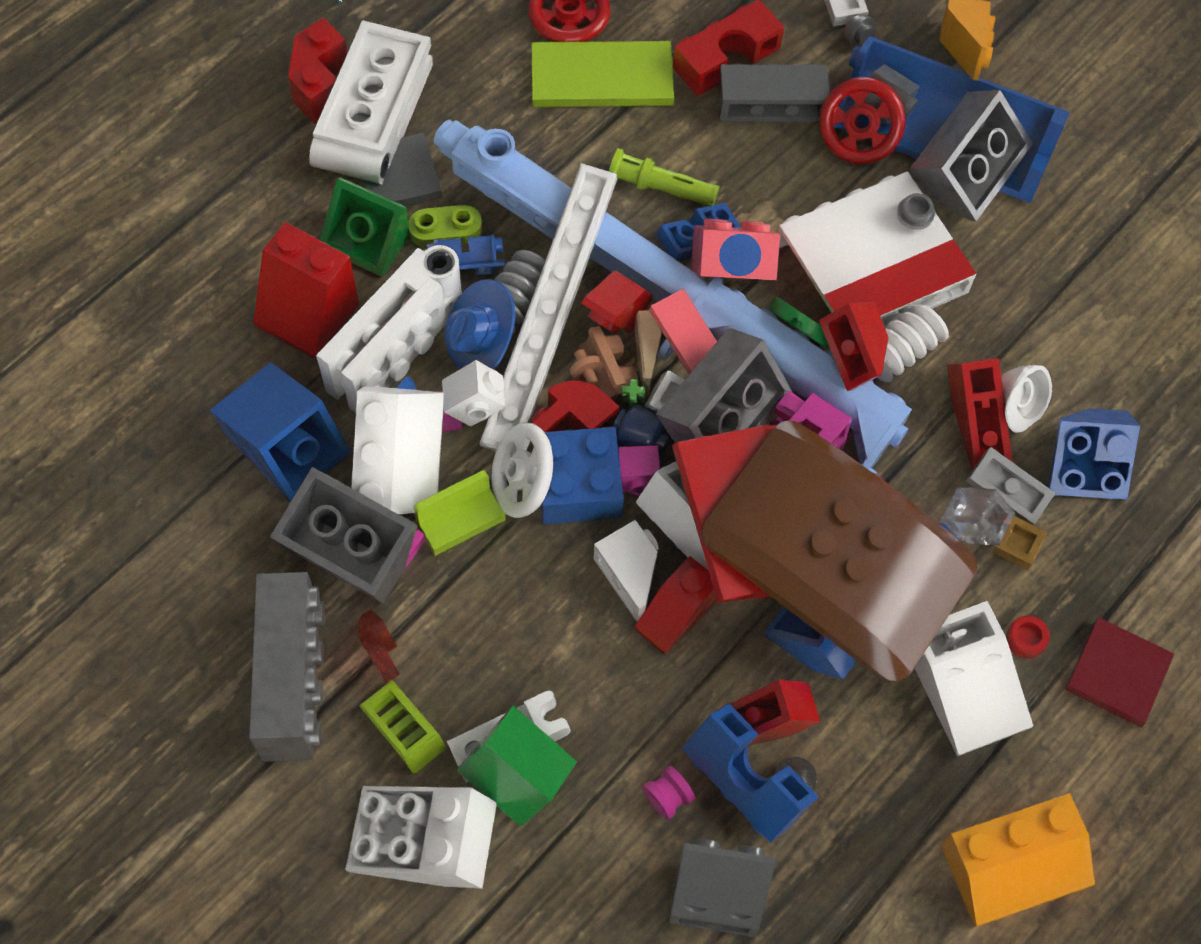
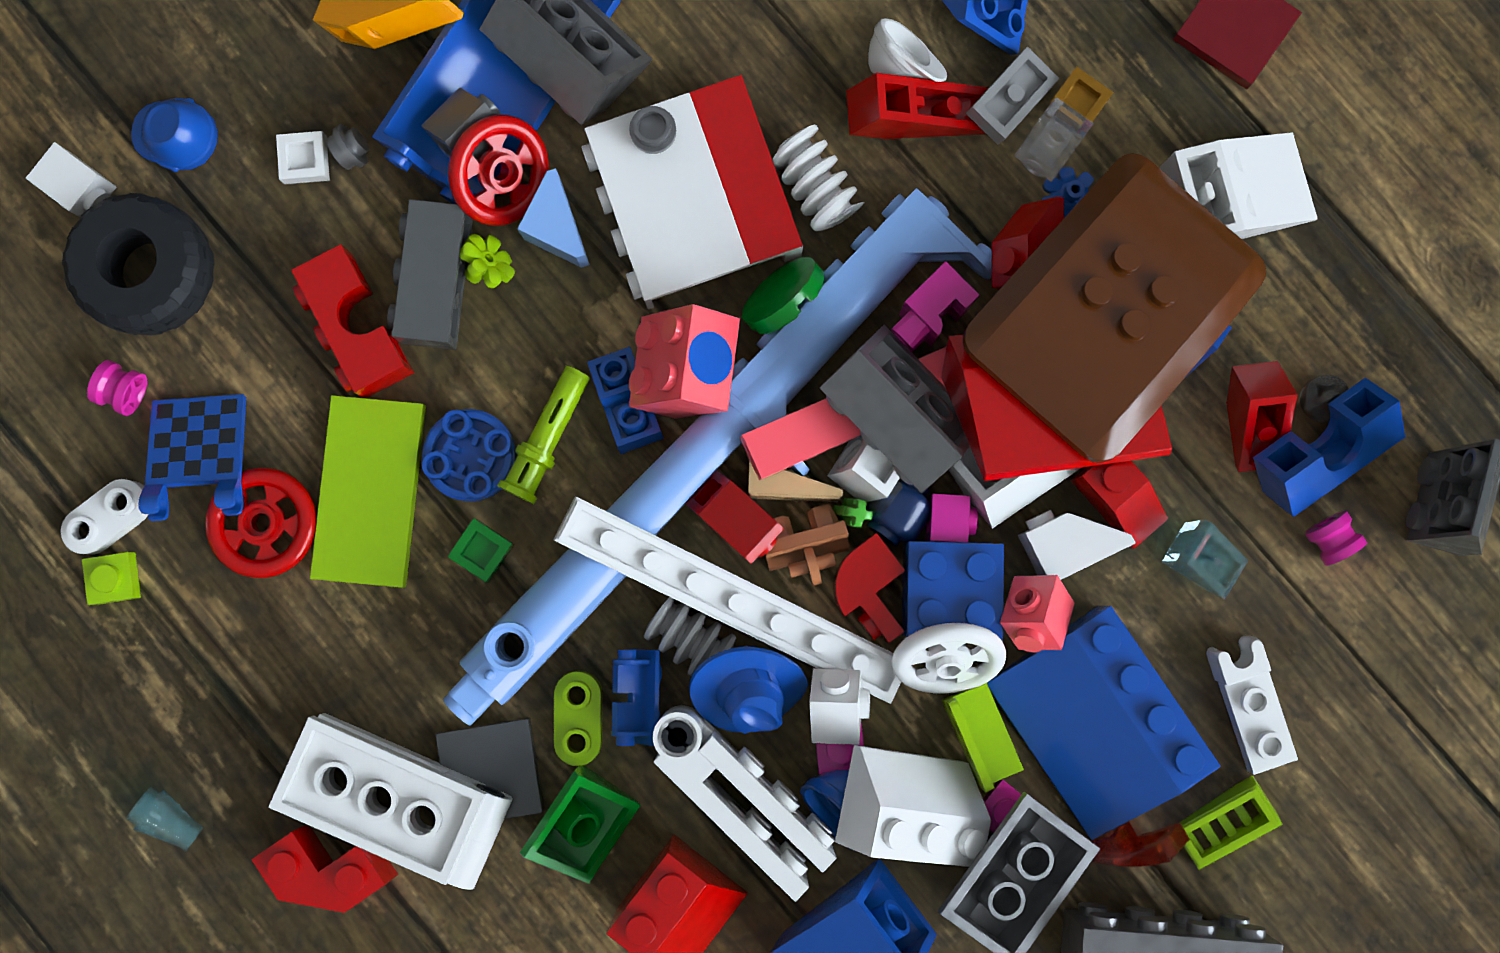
camera: 80 degrees left, 20 degrees up
(423, 835) = (1359, 810): white slope -> none
(482, 609) = (1102, 724): none -> blue slope
(517, 766) = (1300, 696): green slope -> none
(567, 146) = (481, 550): none -> green plate
(568, 533) = (1037, 613): none -> coral brick
(634, 681) = (1206, 557): none -> clear light blue slope
(640, 131) = (468, 454): none -> blue tile
(791, 125) = (486, 261): none -> lime plant
(833, 166) = (551, 222): none -> light blue slope
(856, 342) = (840, 235): red slope -> none
(1021, 859) = (1432, 178): light orange slope -> none
(1028, 636) = (1186, 115): red tile -> none

